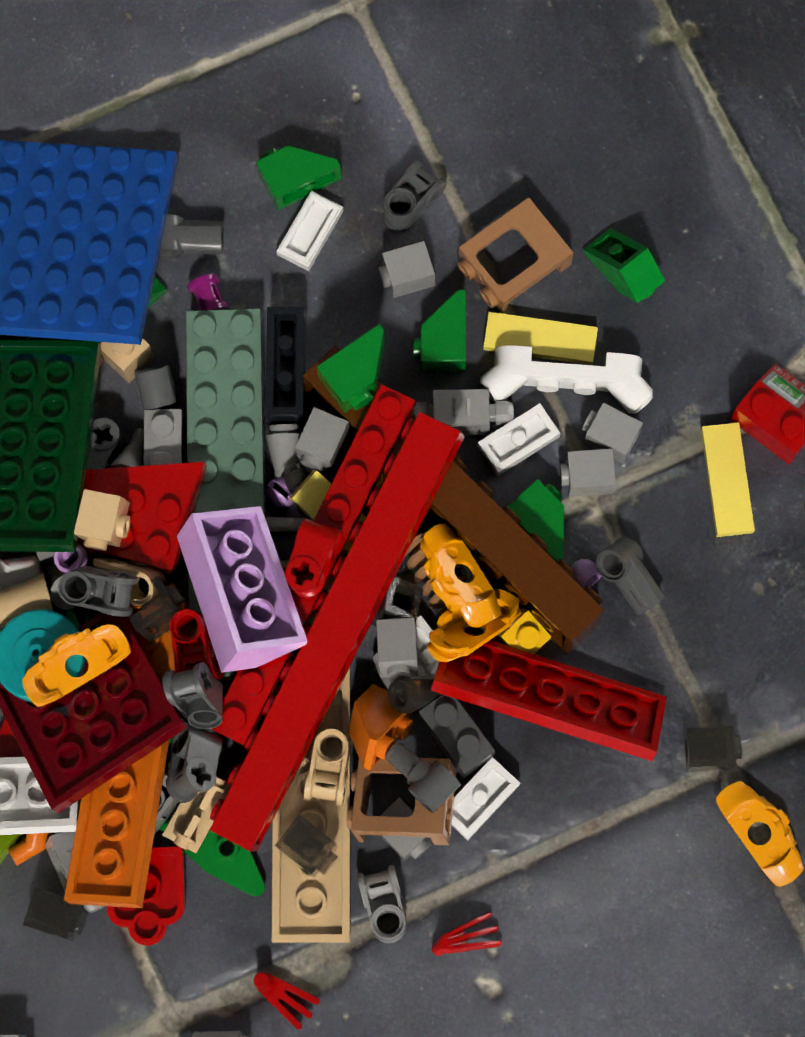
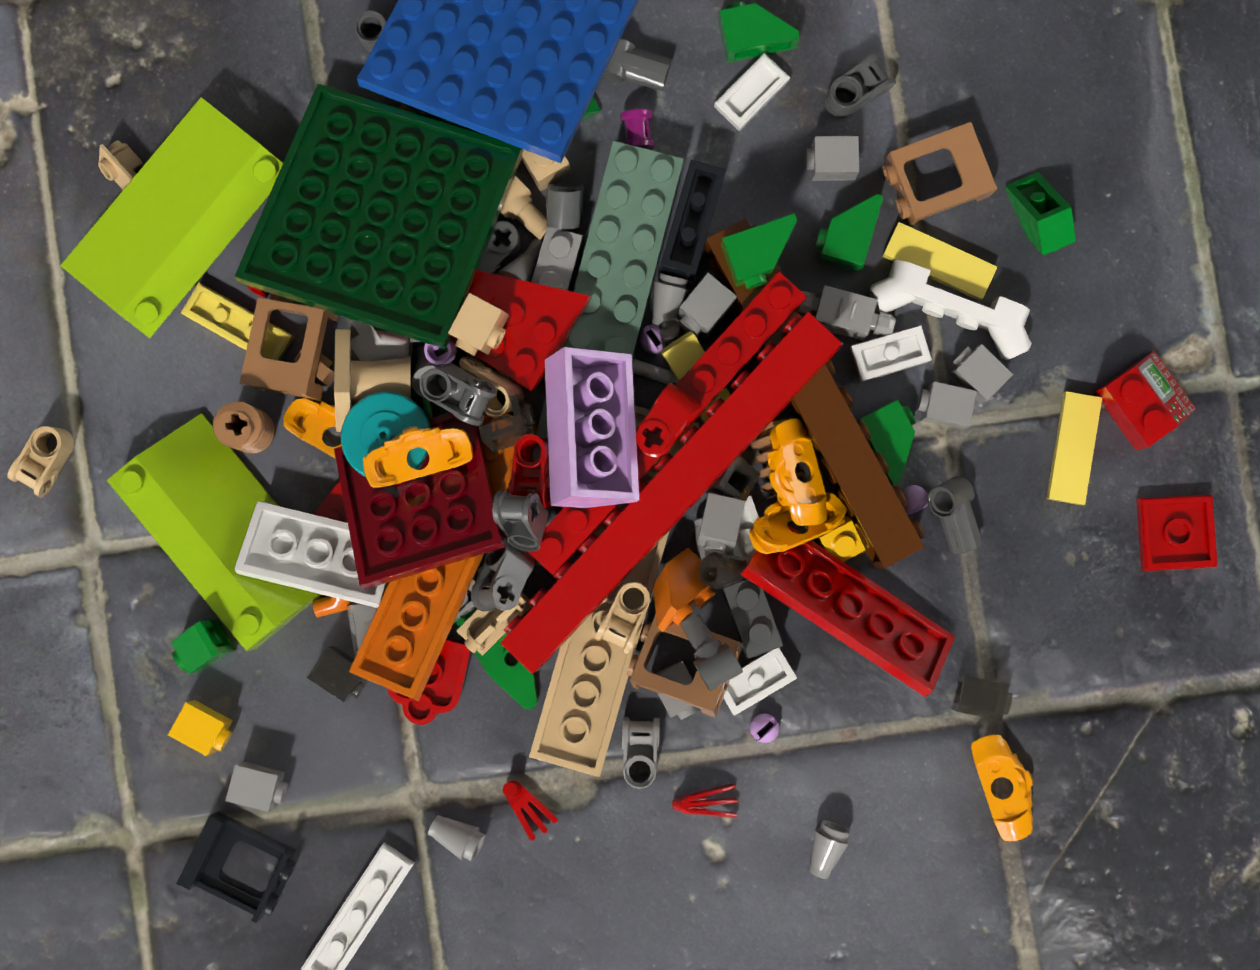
camera: 15 degrees right, 10 degrees up
(111, 402) = (519, 207): none -> tan pin
(308, 847) = (586, 685): clear smoke brick -> none
(511, 849) = (759, 722): none -> lavender hinge
(603, 946) = (828, 846): none -> light grey cone

